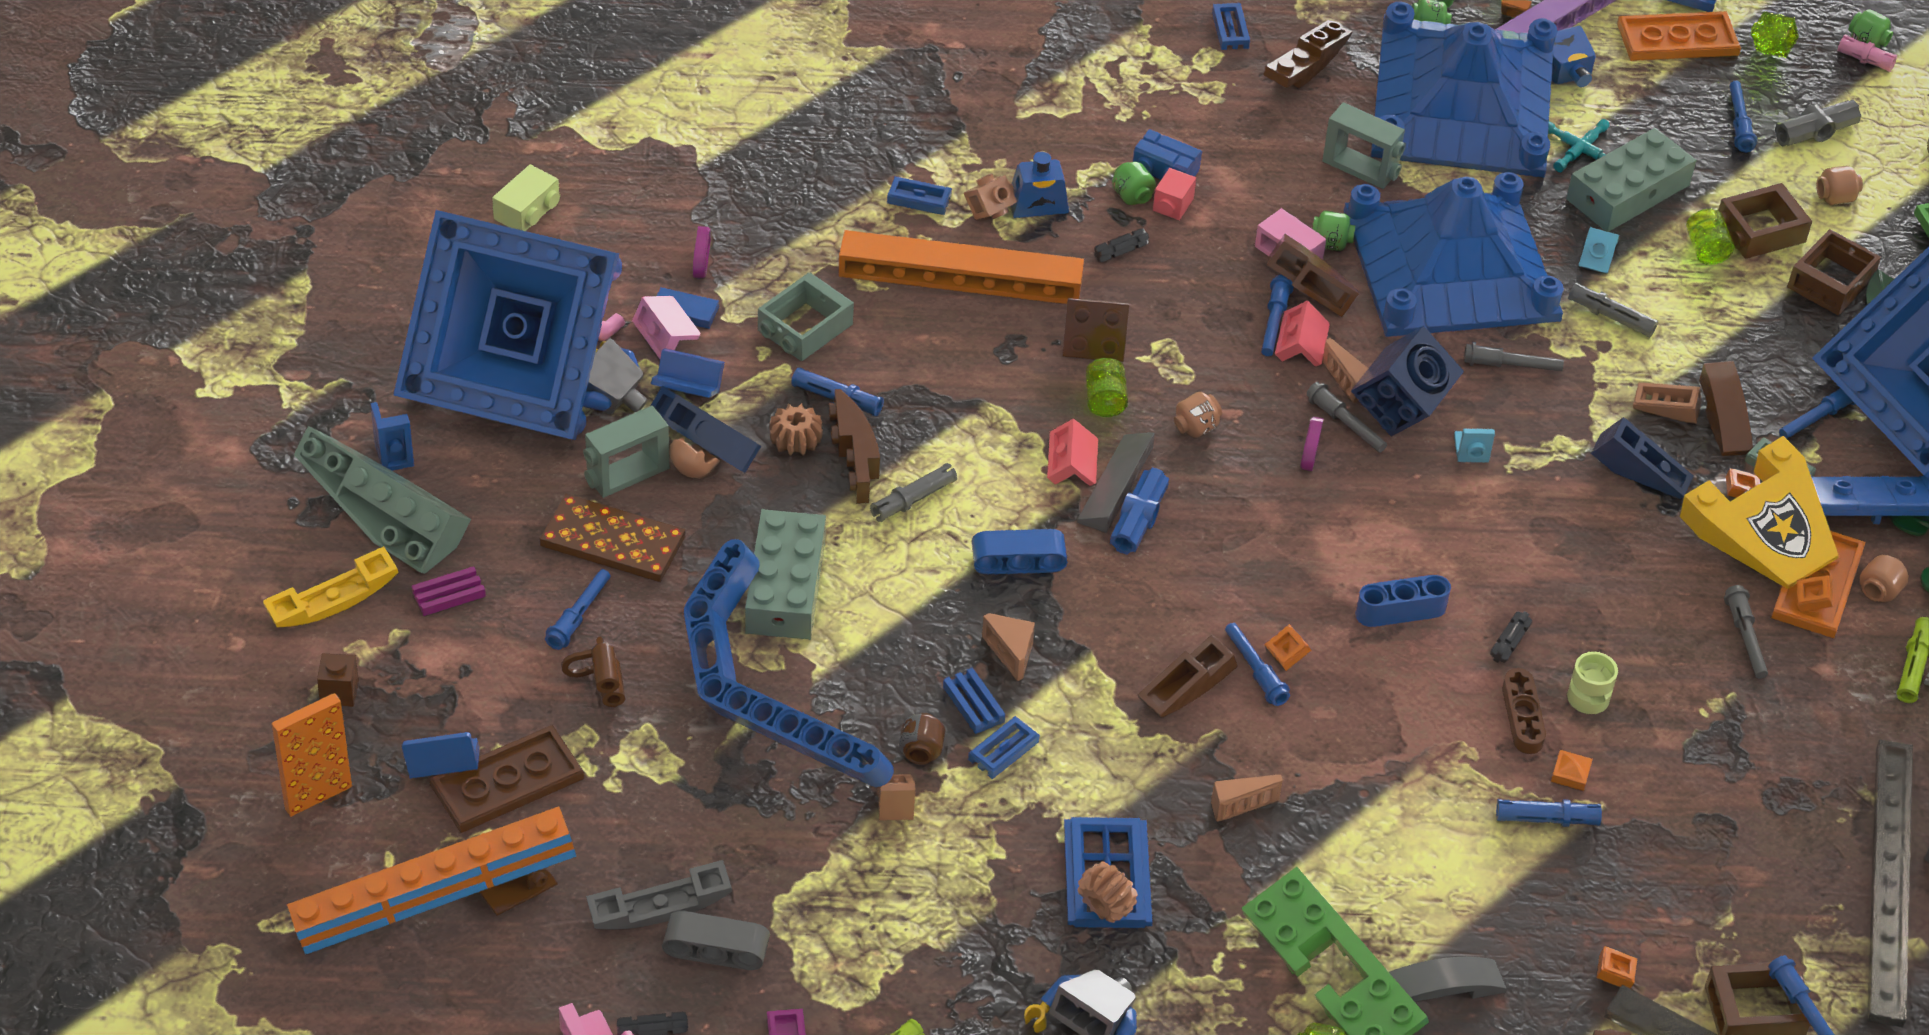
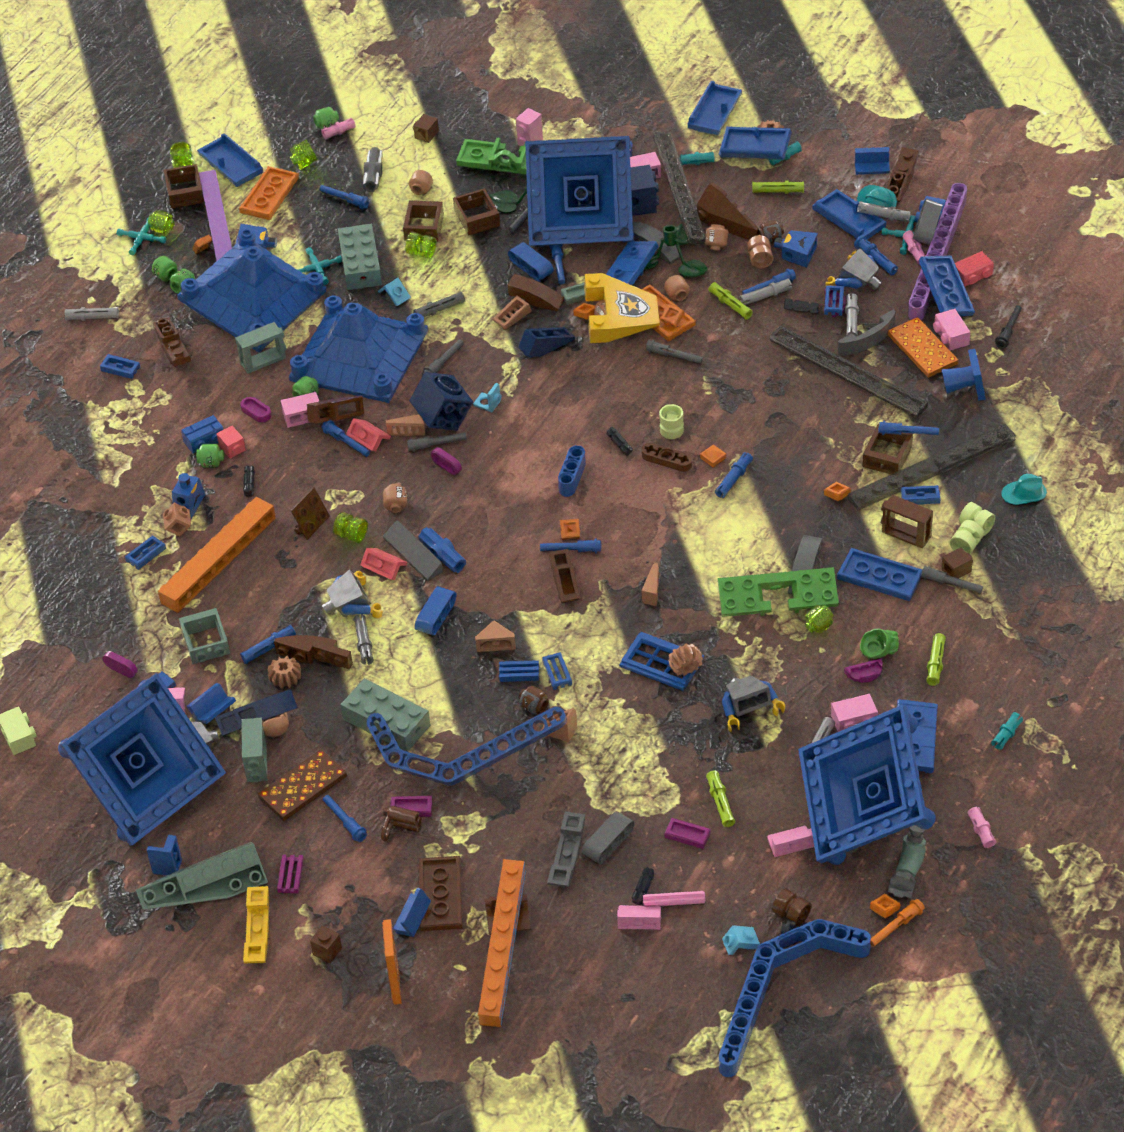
camera: 55 degrees left, 0 degrees up
(645, 678) = (421, 804): none -> magenta tile
(977, 438) = (349, 596): none -> torso
(1259, 197) = (255, 409): none -> magenta tile
(1788, 377) = (530, 261): none -> blue beam

